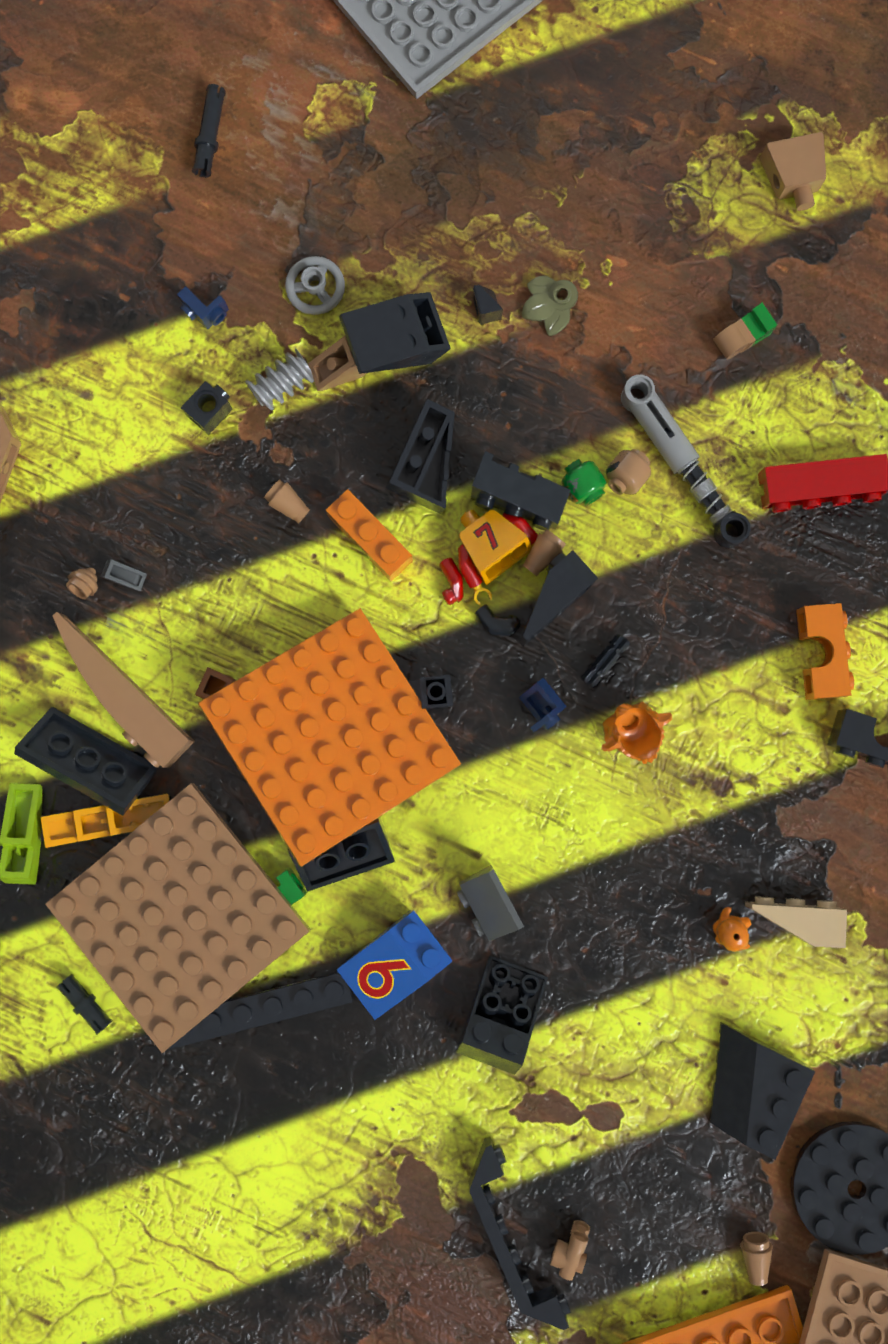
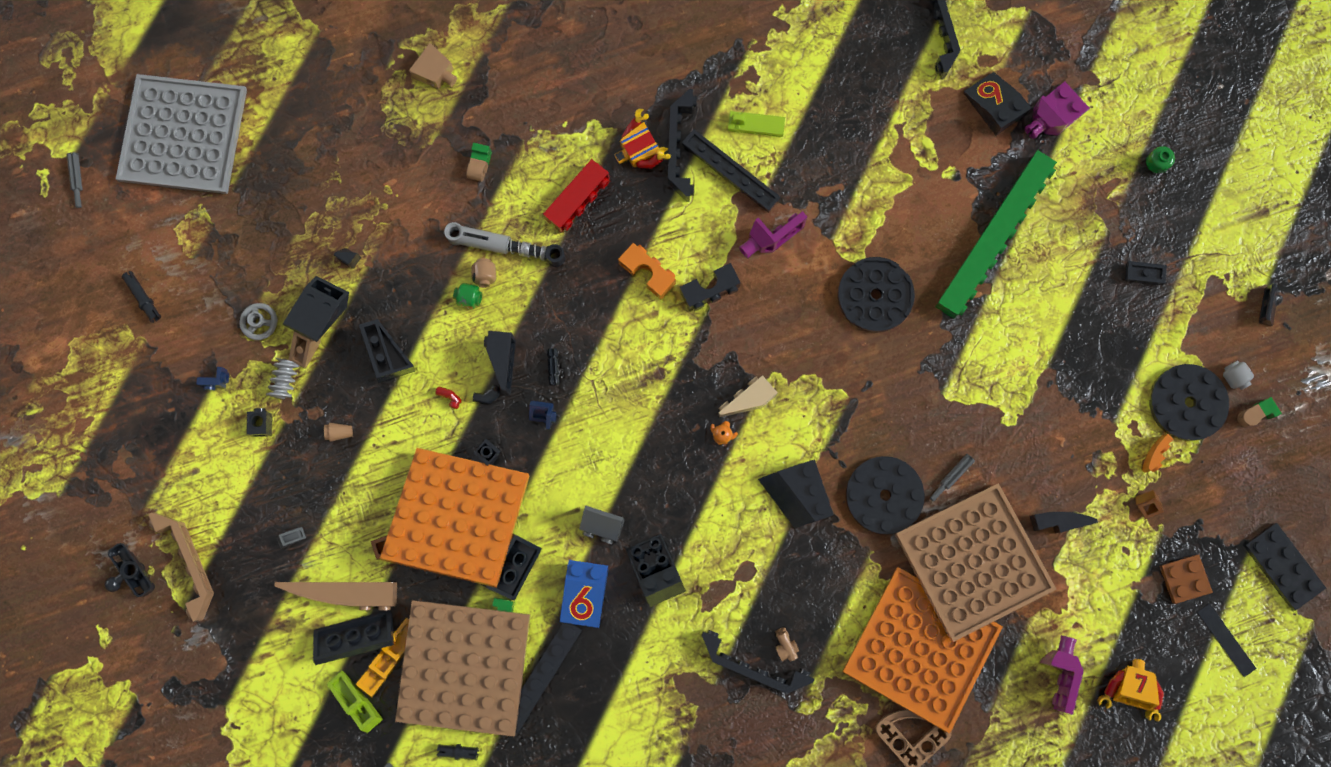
camera: 40 degrees left, 5 degrees down
(83, 582) = (274, 559): medium nougat plate -> none
(369, 535) = (393, 410): orange arch -> none
(491, 546) = (452, 362): light orange torso -> none
(518, 493) = (442, 329): black wedge -> none
(543, 552) = (476, 342): medium nougat cone -> none
(546, 306) = (375, 233): olive plate -> none
(635, 731) = (595, 385): orange hair -> none
(757, 1257) = (870, 567): medium nougat cone -> none

